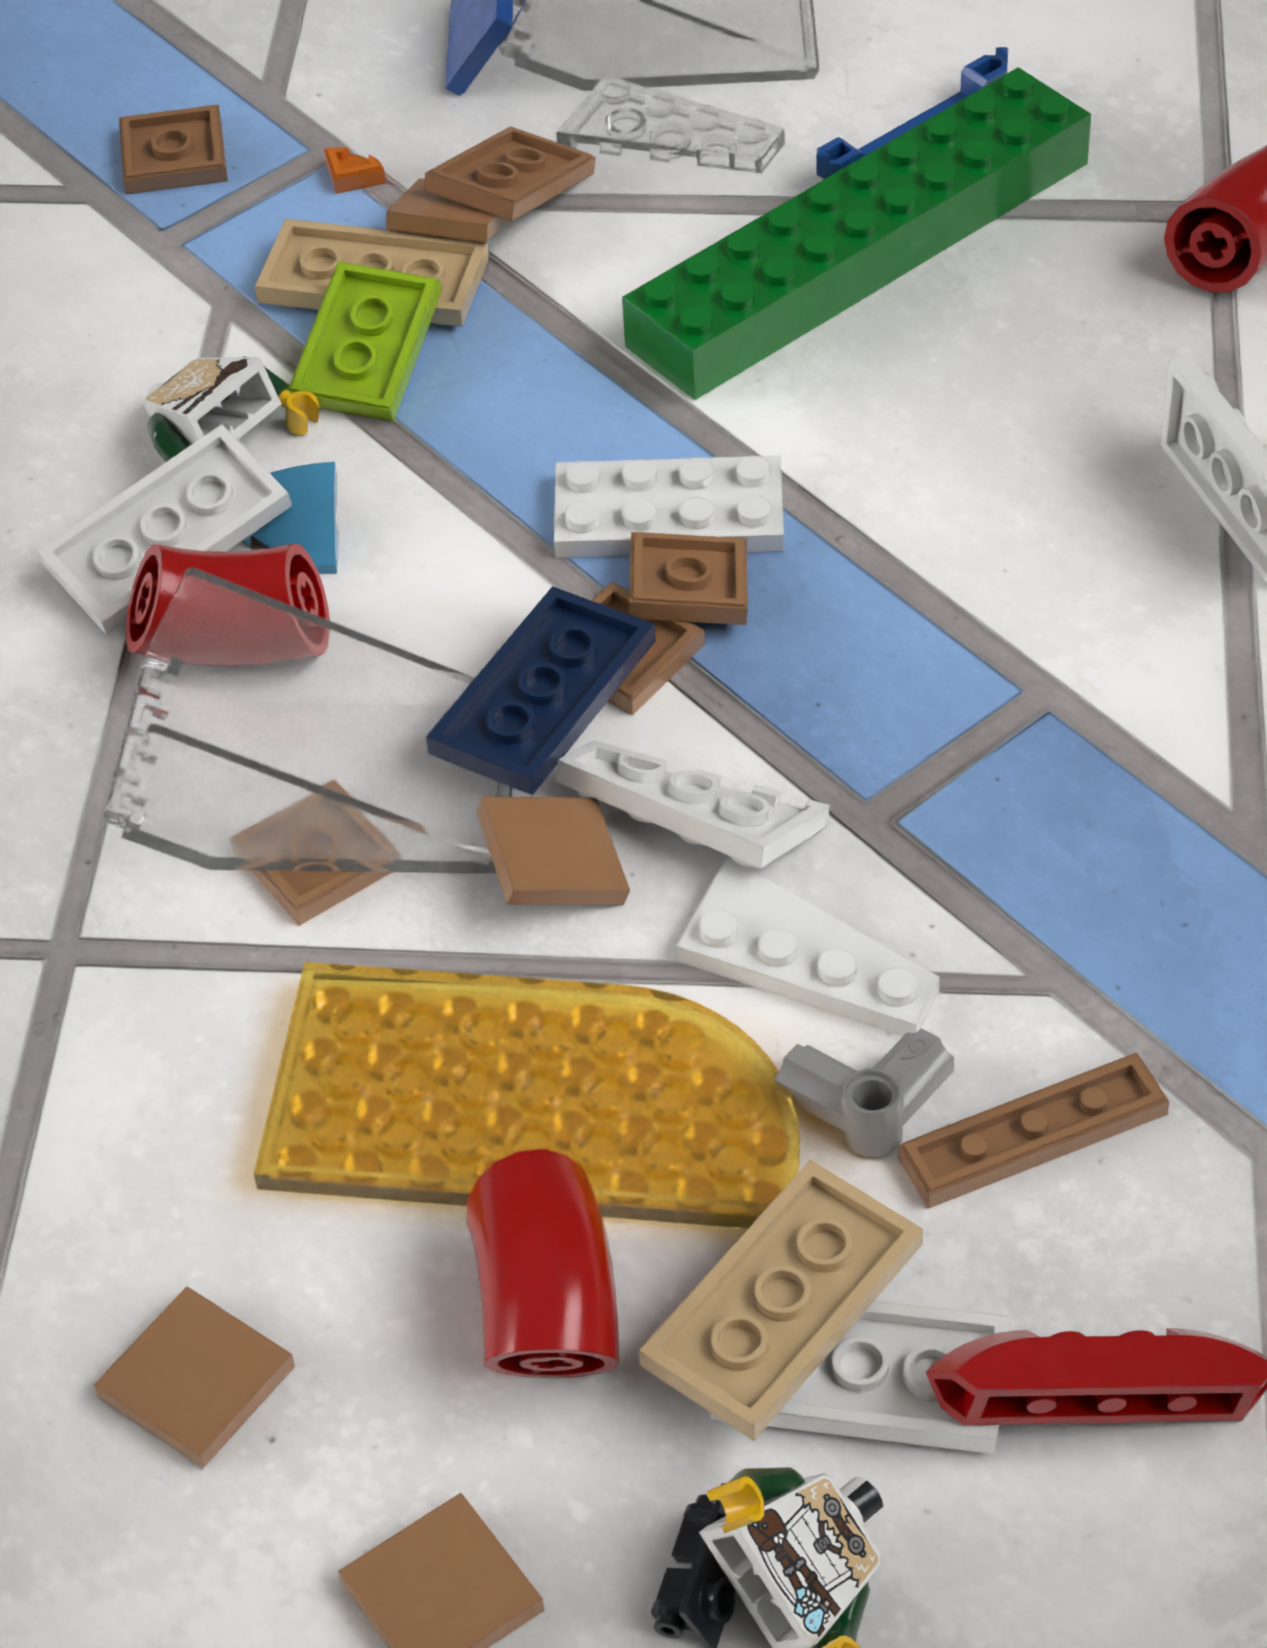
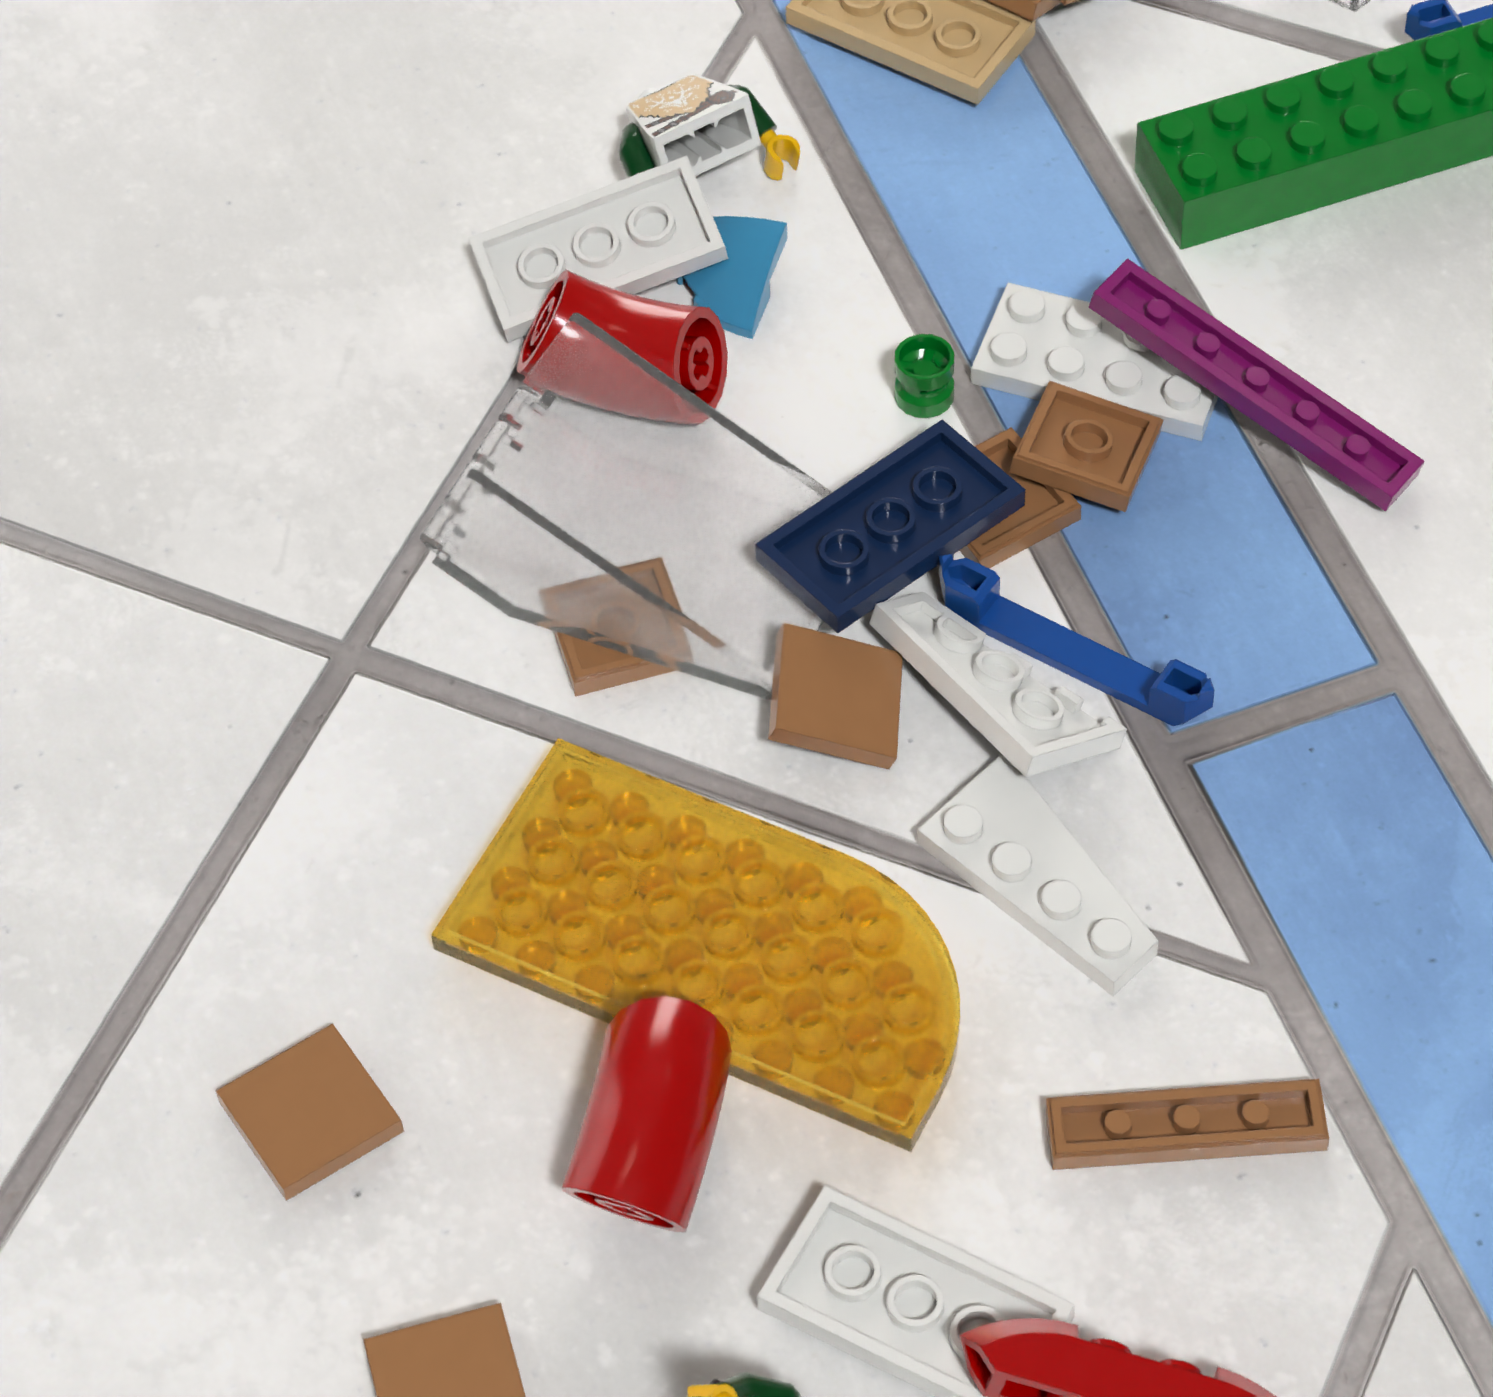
camera: 20 degrees right, 5 degrees up
(366, 340) = (872, 96): lime tile -> none
(514, 558) = (924, 375): none -> green wheel
(781, 1299) = (861, 1217): tan plate -> none
(819, 484) = (1256, 384): none -> magenta plate
(856, 769) = (1170, 696): none -> blue piece
(868, 1102) = (1058, 1042): light grey piece -> none

